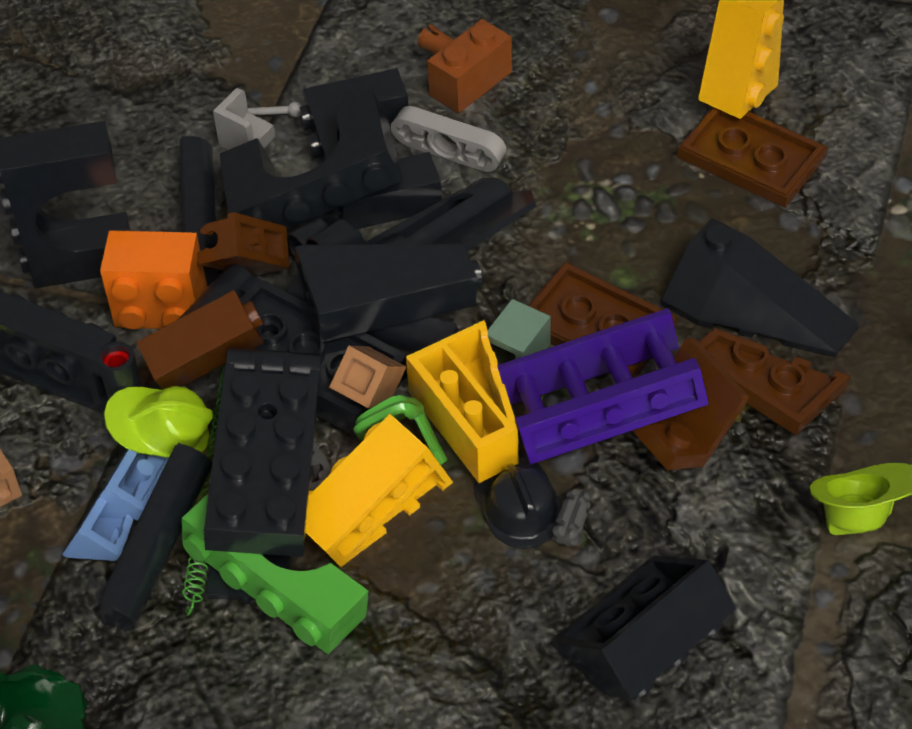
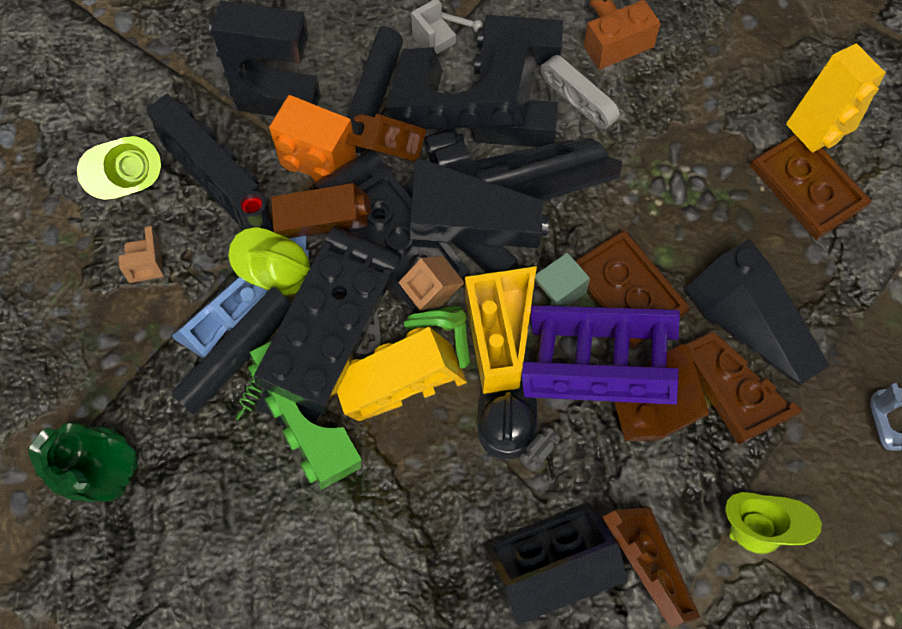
camera: 20 degrees right, 15 degrees up
(758, 582) = (653, 562): none -> reddish brown wing

